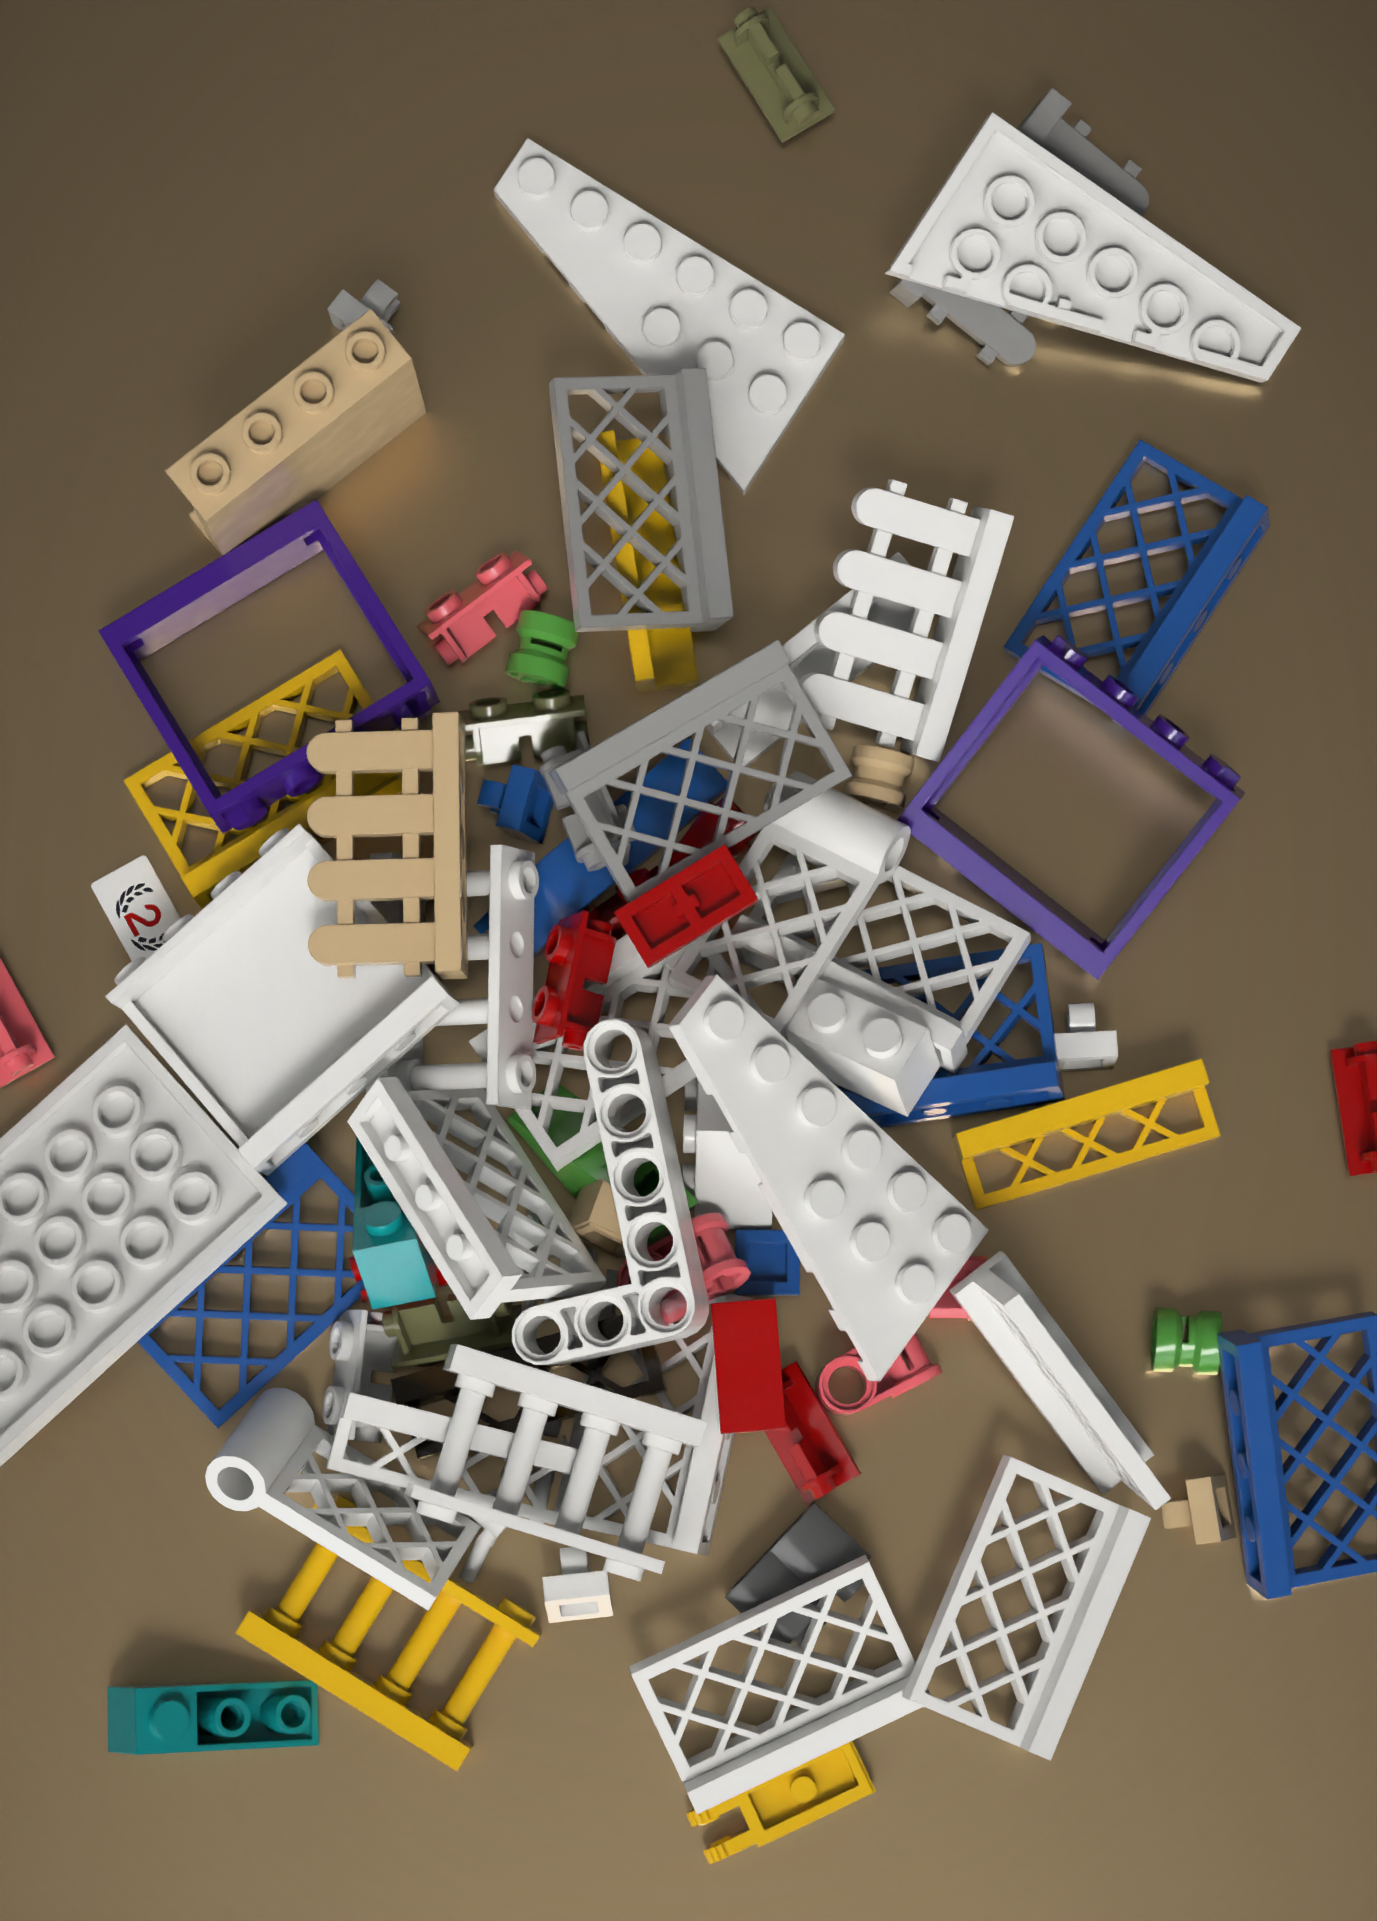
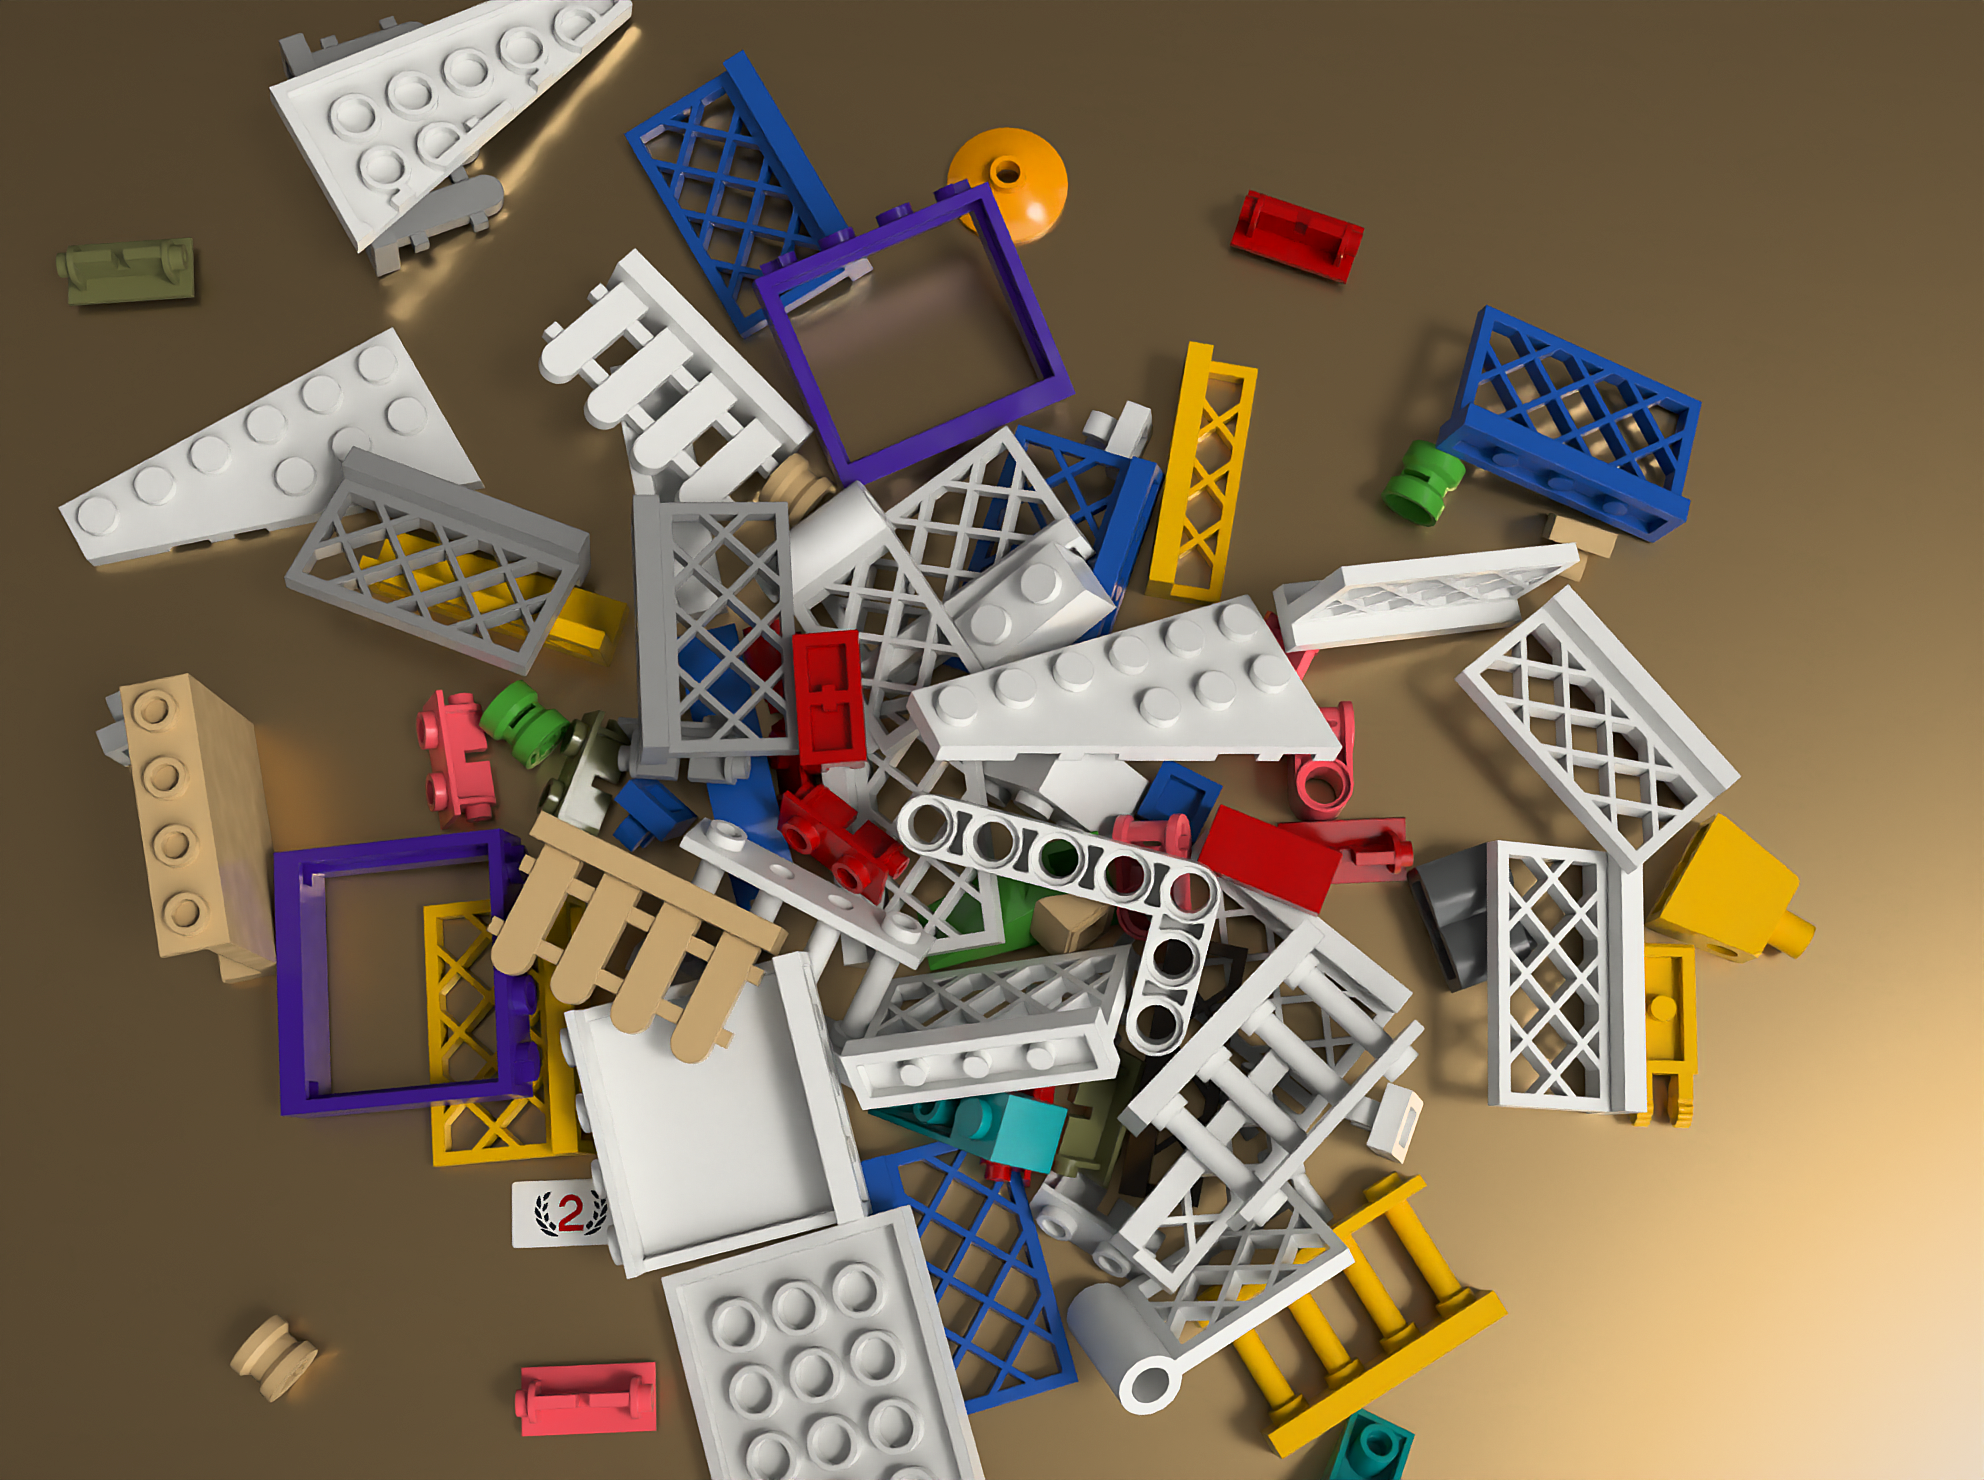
camera: 70 degrees left, 5 degrees down
(937, 1806) = (1730, 897): none -> yellow torso
(1279, 846) = (1034, 198): none -> light orange dish

